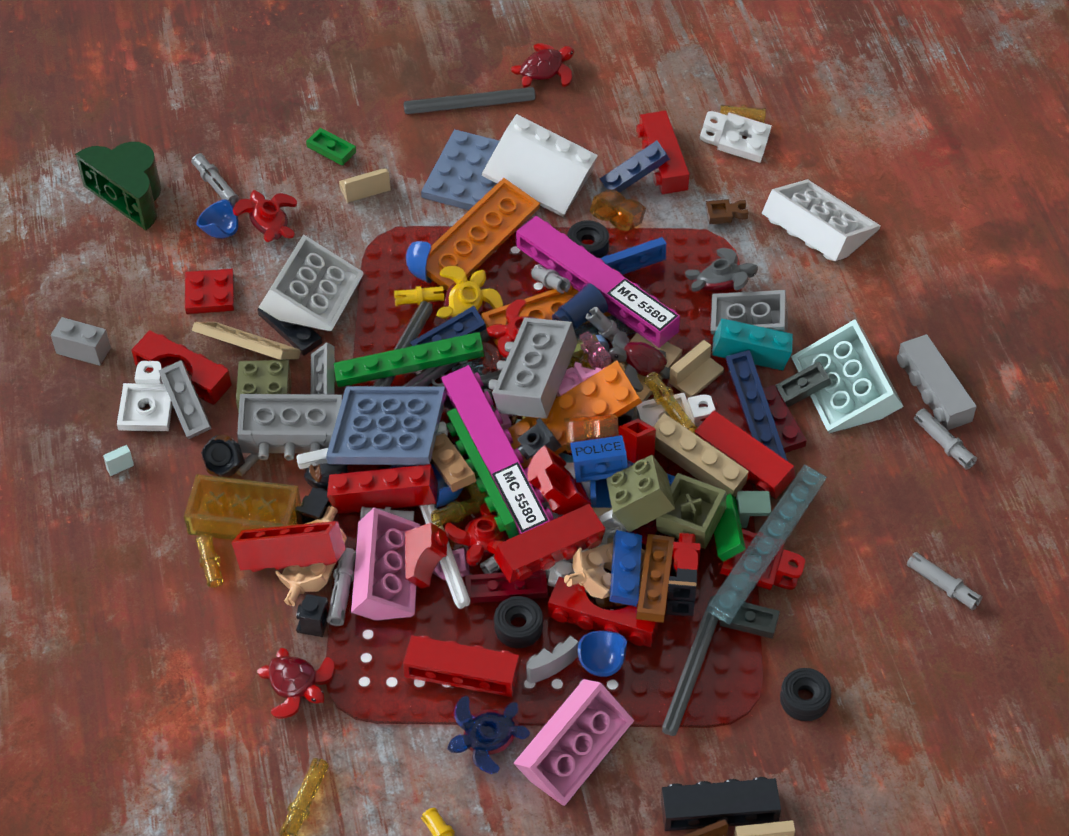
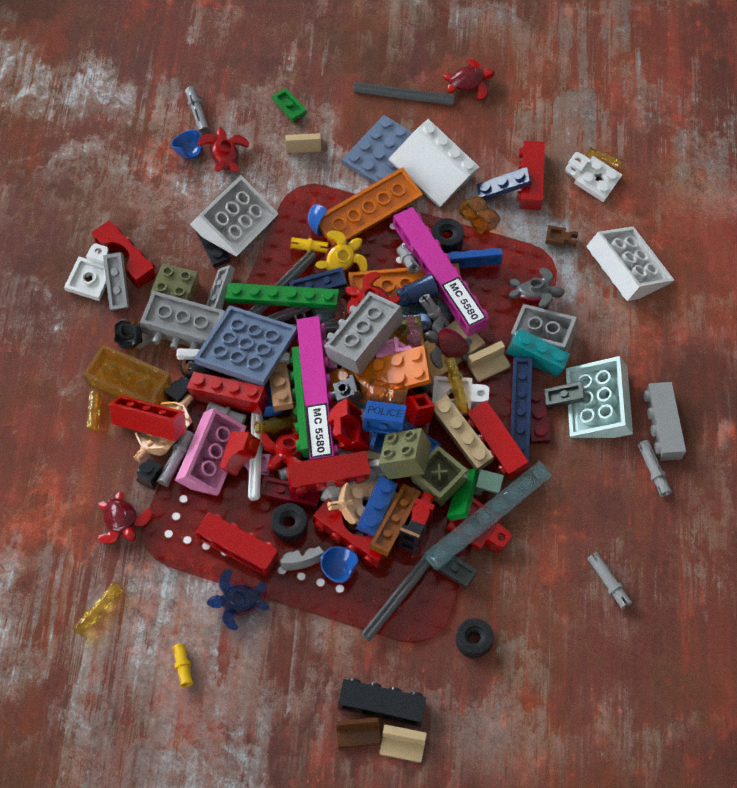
camera: 15 degrees right, 10 degrees up
(80, 341) = (60, 214): light grey brick -> none
(118, 460) = (56, 315): light aqua tile -> none
(123, 179) = (132, 93): dark green brick -> none
(209, 291) = (164, 198): red plate -> none
(246, 340) = (174, 247): tan tile -> none
(574, 741) = (296, 624): bright pink slope -> none

